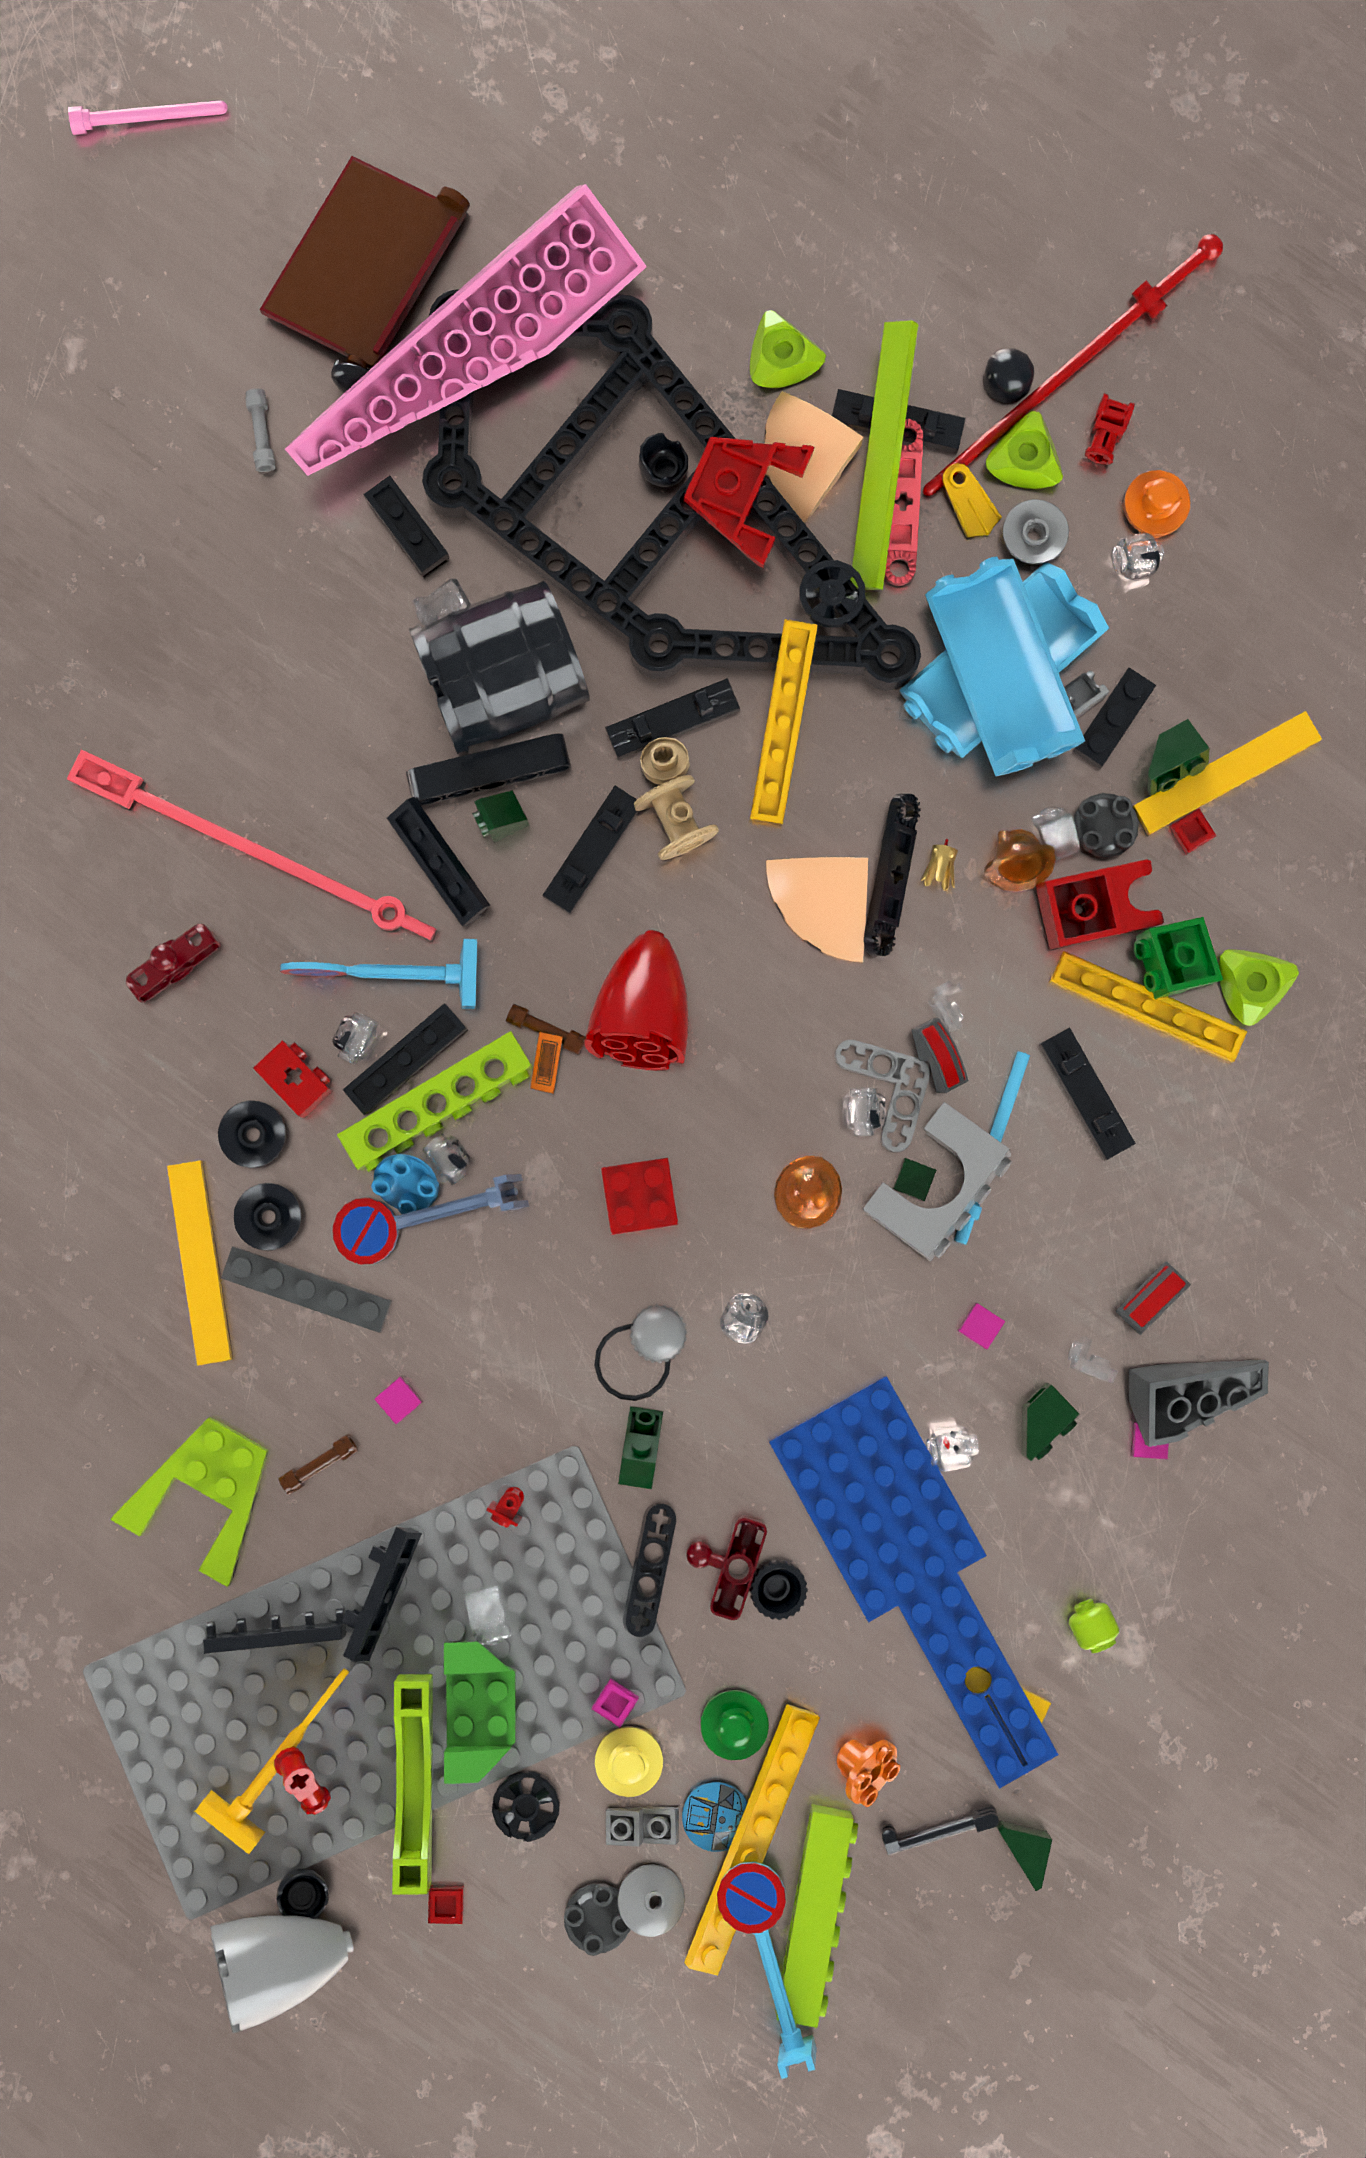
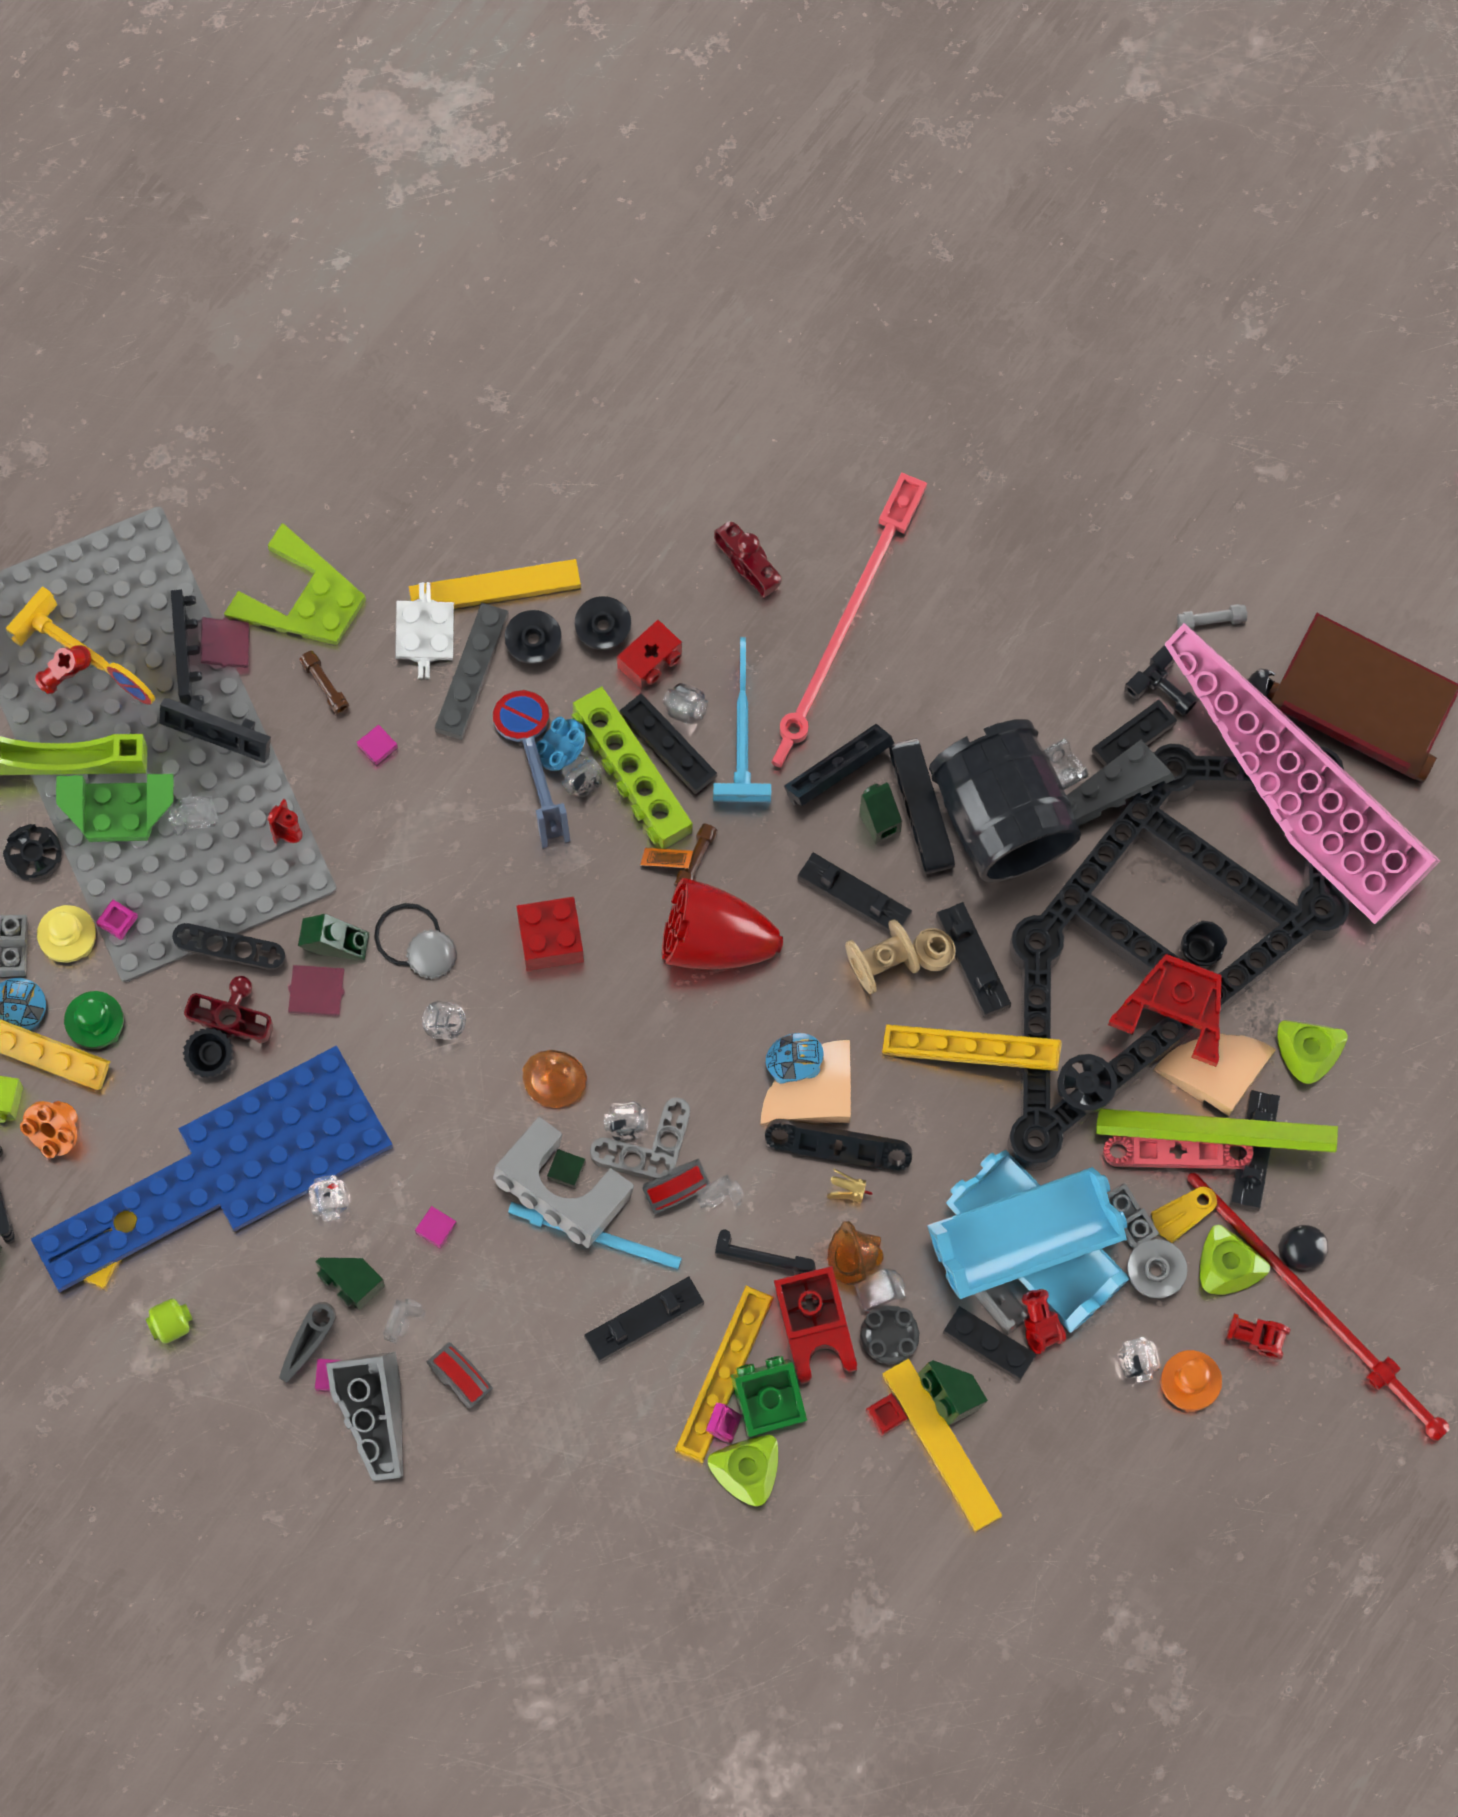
camera: 90 degrees right, 15 degrees down
(256, 1345) = (424, 630): none -> white plate
(265, 1585) = (224, 642): none -> clear pink piece
(334, 497) = (1155, 677): none -> black bar
(465, 537) = (1125, 776): none -> dark grey wing
(699, 1466) = (316, 990): none -> clear pink piece
(791, 920) = (794, 1058): none -> dark azure dish
(967, 559) = (1139, 1224): none -> light grey slope
(1030, 923) = (798, 1265): none -> black hinge
(1101, 656) = (1043, 1325): none -> red connector
(1111, 1465) = (307, 1340): none -> dark grey piece
(1207, 1007) = (723, 1422): none -> dark pink tile

